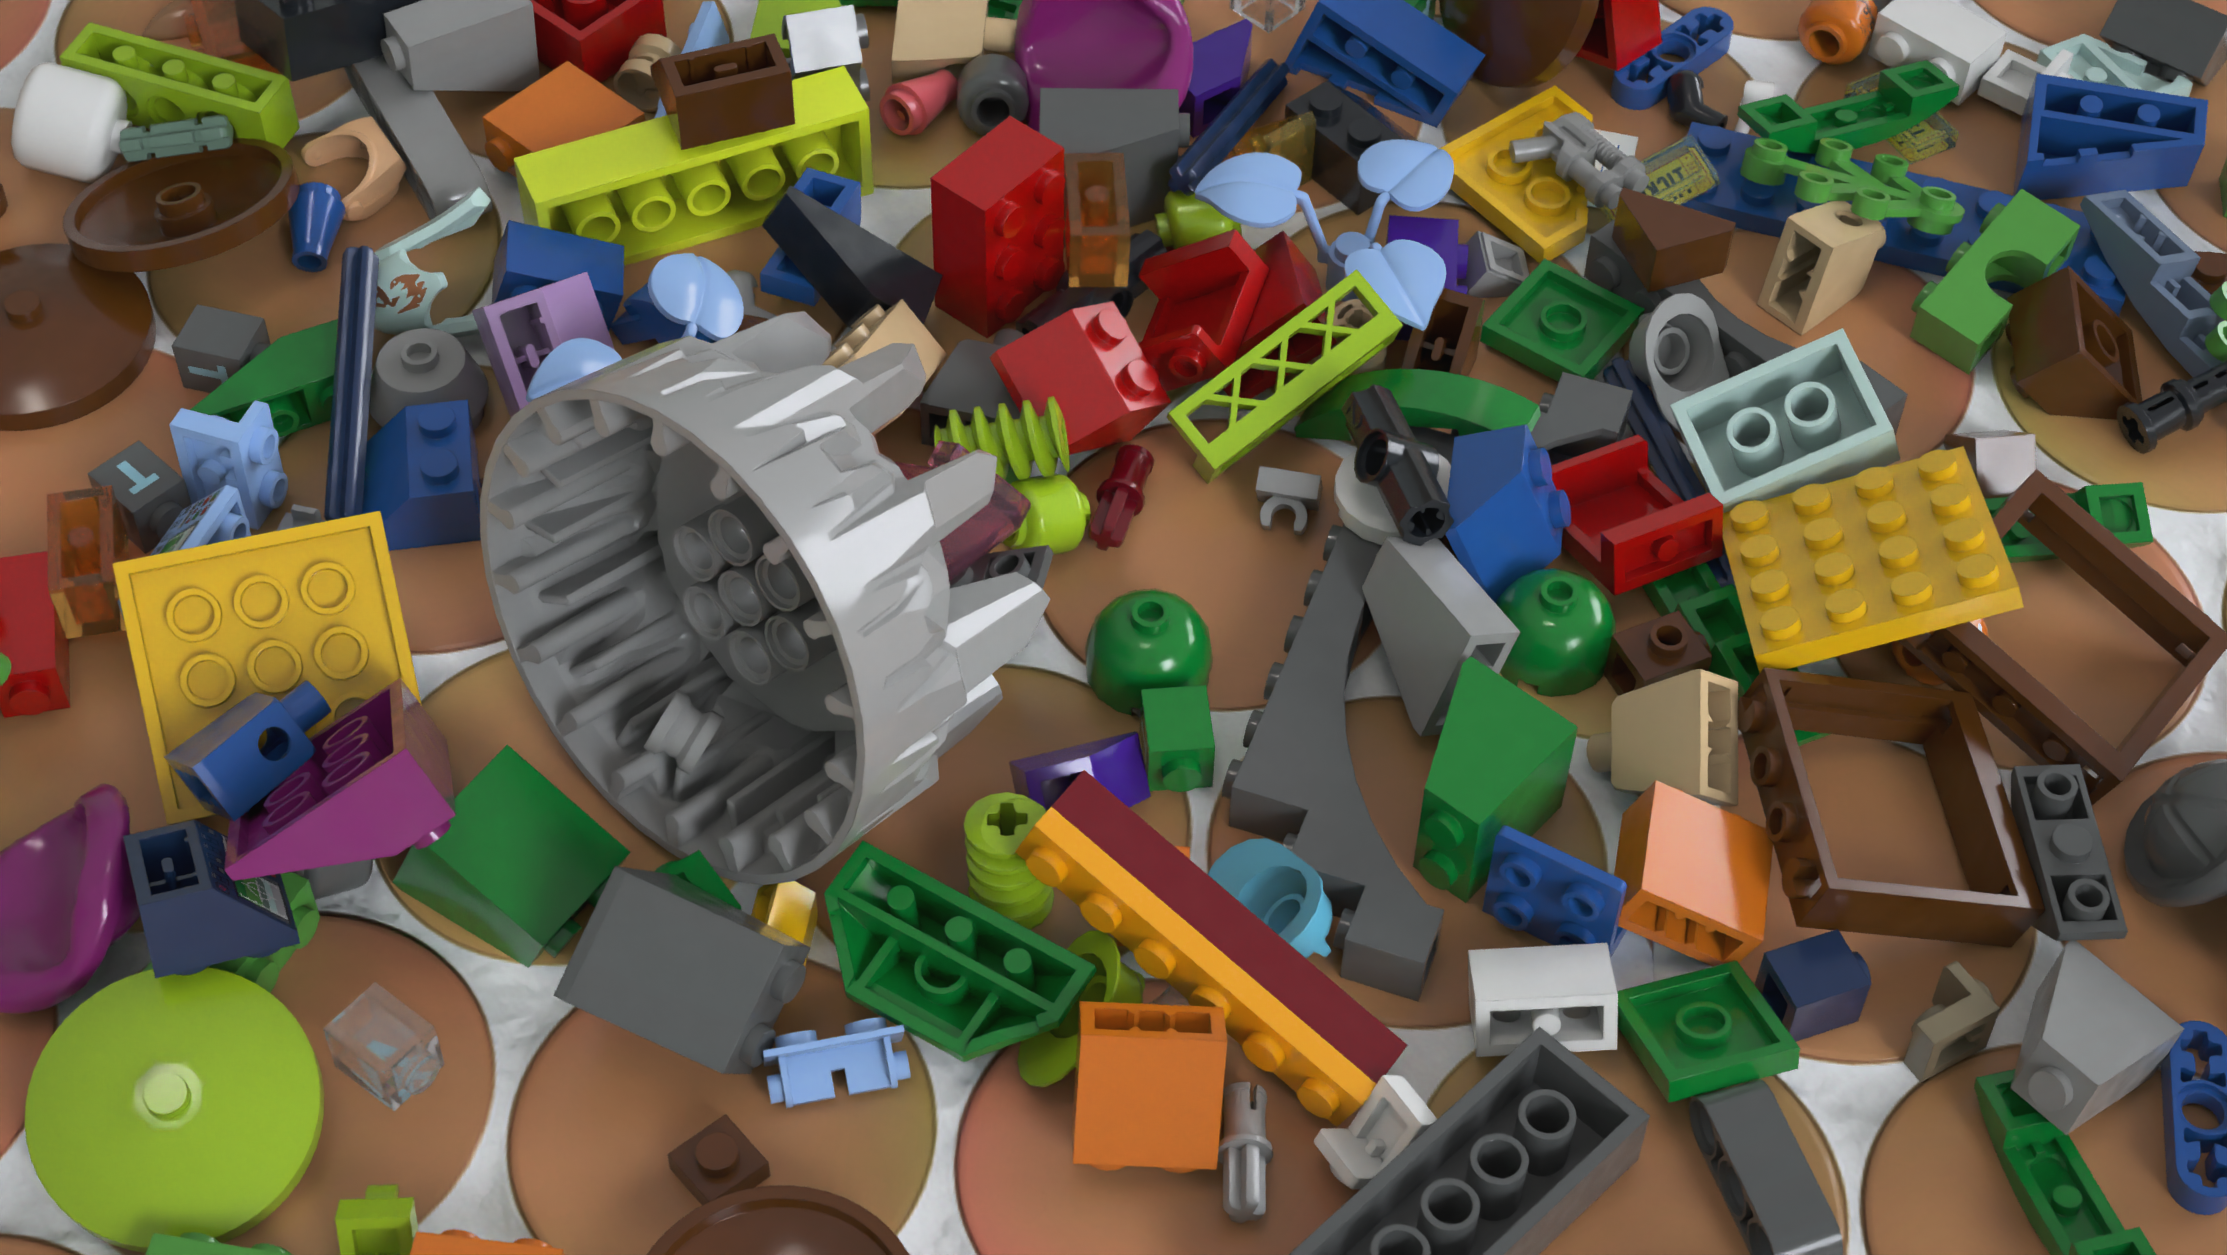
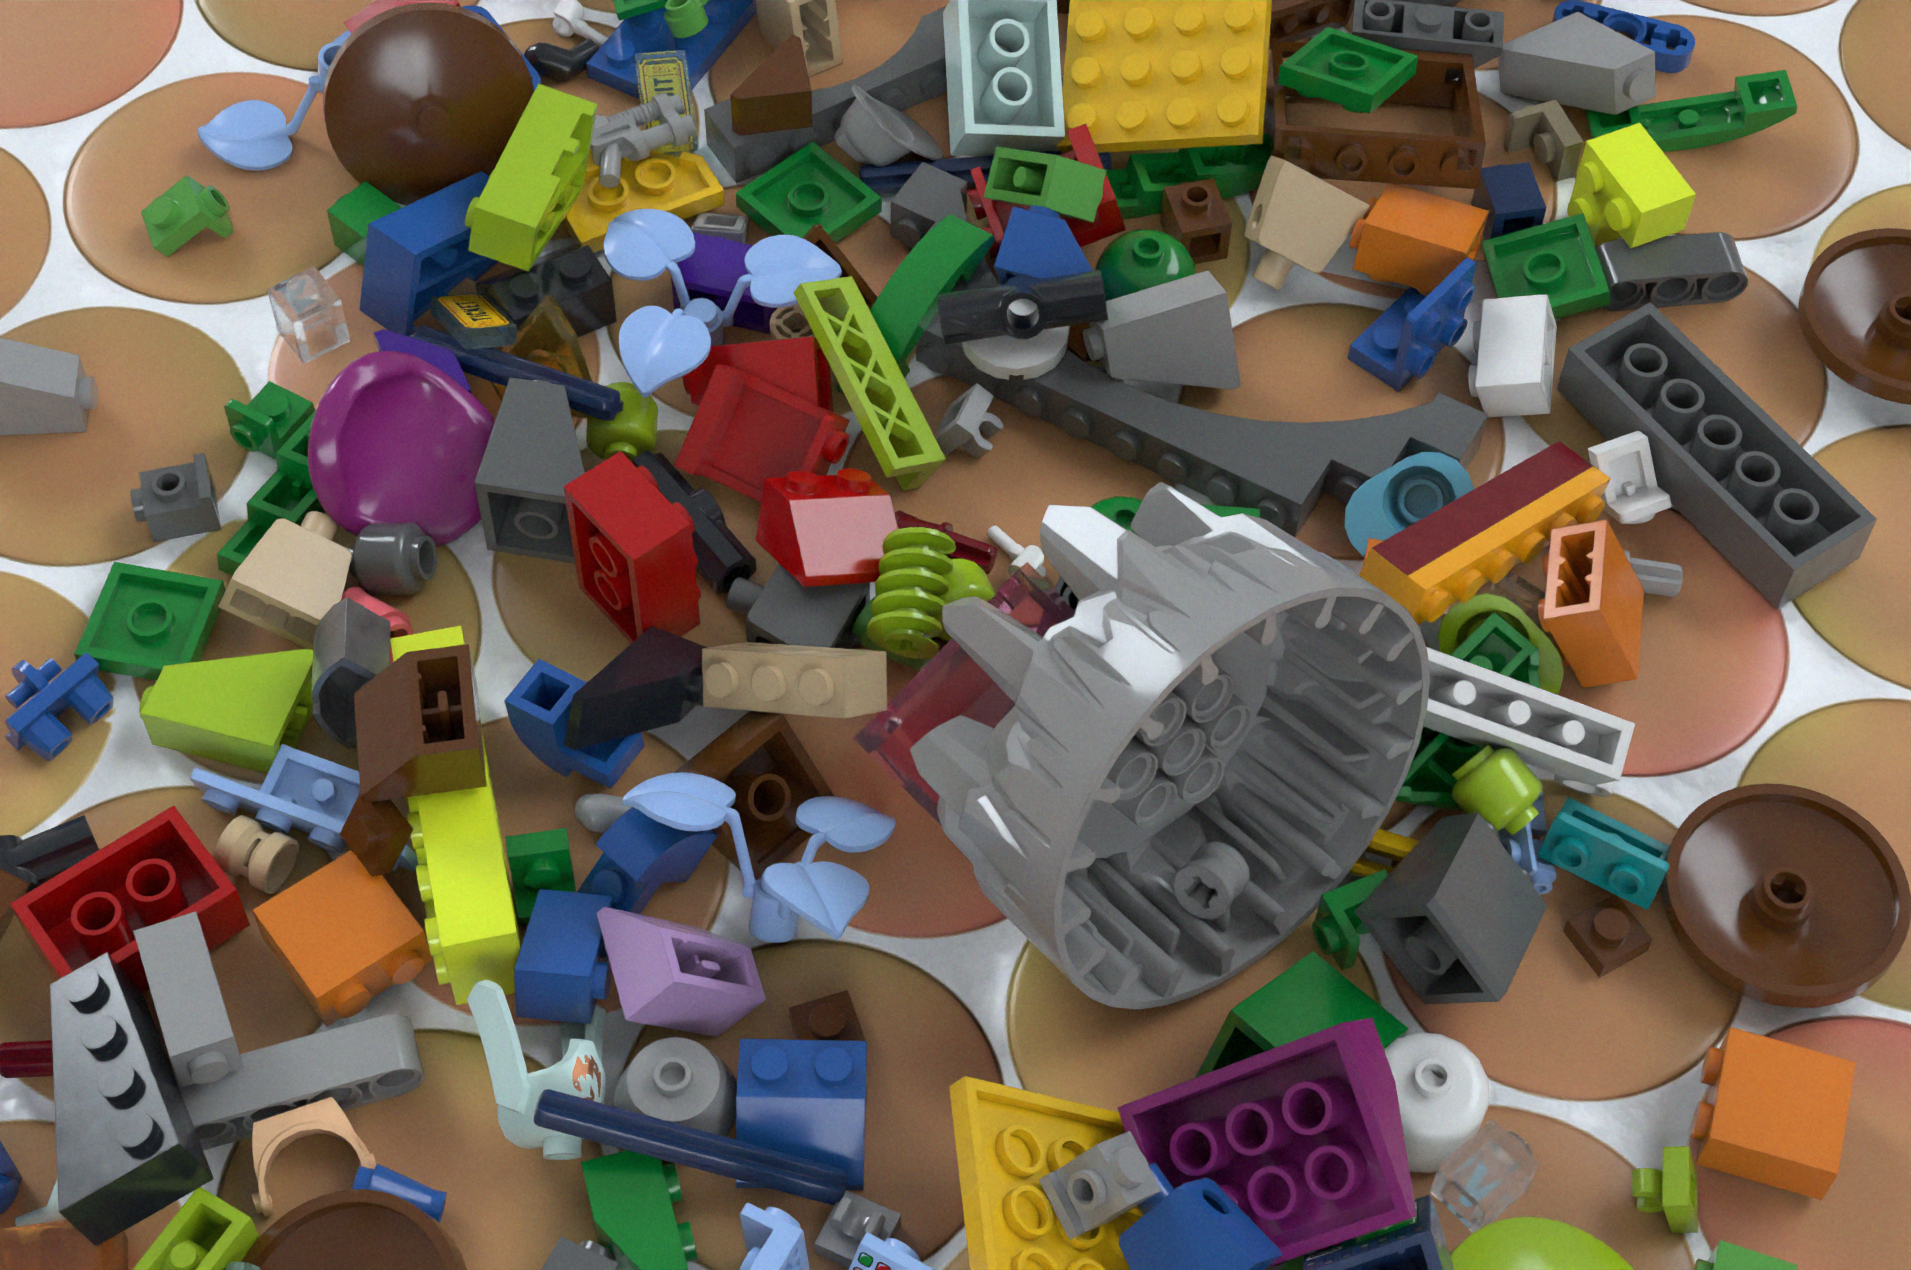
camera: 80 degrees left, 5 degrees up
(290, 651) = (1100, 1185): none -> light grey brick
(460, 970) = (1439, 1096): none -> white head
(638, 104) = (376, 834): none -> reddish brown plate
(651, 244) = (538, 863): none -> green bracket
(820, 1132) = (1606, 853): none -> teal bracket
(843, 986) = (1498, 788): none -> lime head
(922, 978) = (1544, 729): none -> white hinge
(1096, 220) = (678, 462): clear orange brick -> none
(1118, 578) = (1020, 555): none -> white hand
(1280, 83) = (474, 320): none -> tile
(1448, 68) = (533, 179): none -> lime wedge
(1494, 766) = (1318, 342): green slope -> none
(1608, 478) = (1047, 181): none -> bright green brick
(1851, 1089) = (1629, 189): none -> neon yellow brick
(1915, 746) = (1347, 70): none -> green plate

